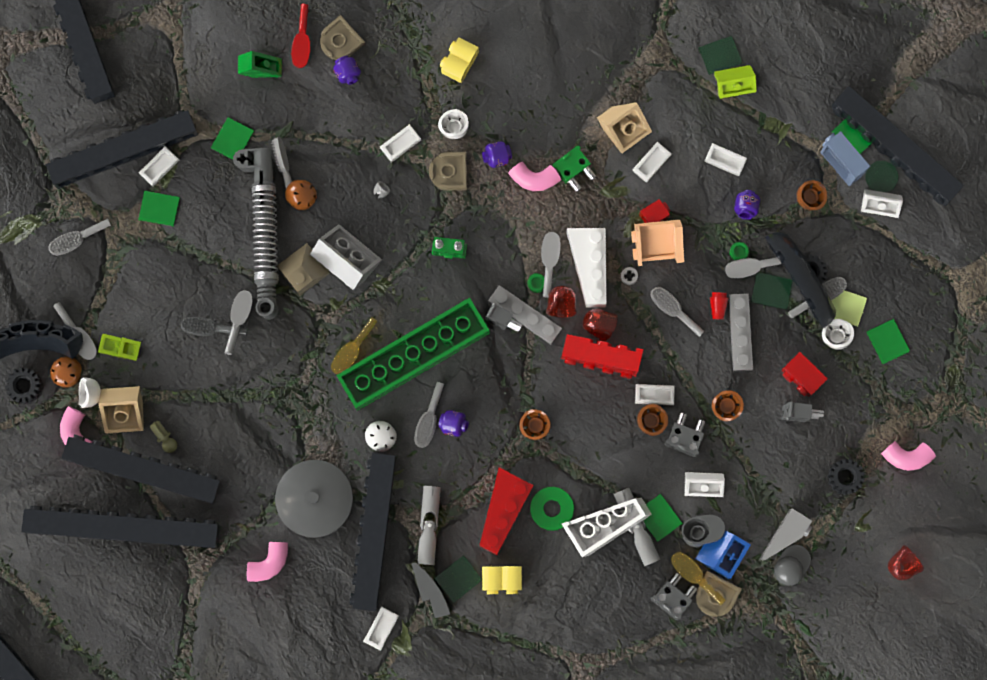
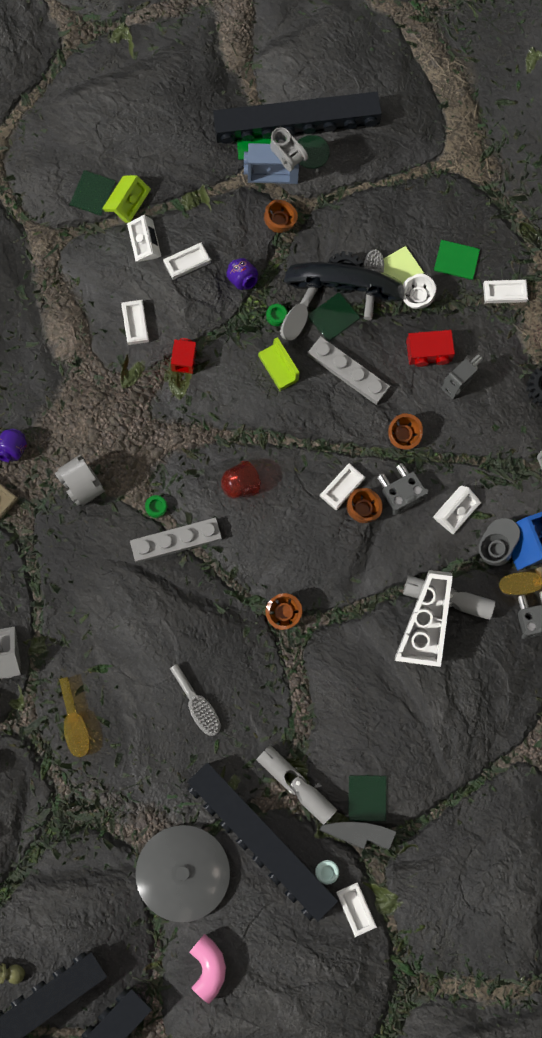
camera: 60 degrees left, 5 degrees down
(381, 436) = (177, 761): white helmet -> none
(389, 590) = (327, 872): none -> light aqua tile
(413, 354) = (126, 669): green brick -> none
(449, 248) = (57, 556): green piece -> none
(453, 423) = (221, 684): dark purple head -> none
(502, 318) = (162, 561): dark grey piece -> none
(502, 578) = (400, 757): light yellow brick -> none
(505, 505) = (336, 699): red wedge -> none
(510, 219) = (80, 480): none -> light grey brick
(534, 181) = (61, 434): bright pink cylinder -> none
(541, 498) = (386, 654): green gear -> none
(550, 254) = (142, 474): light grey piece -> none
(563, 308) = (199, 499): clear red hair -> none
(570, 164) = (80, 390): green piece -> none
(589, 255) = (176, 442): white wedge -> none
(602, 356) = (271, 501): red wedge -> none
(624, 125) = (82, 317): tan slope -> none
(634, 279) = (225, 421): light grey bush -> none
(658, 241) = (211, 370): light nougat panel -> none
(662, 519) = (462, 569): green window -> none
(671, 306) = (276, 409): light grey piece -> none
(703, 283) = (279, 365): none -> lime panel
(716, 118) = (144, 239): none -> white slope
(718, 304) = (309, 368): red cone -> none
(855, 164) = (289, 152): none -> light grey piece
(881, 203) = (335, 169): white slope -> none
(892, 394) = (505, 291): none -> white tile

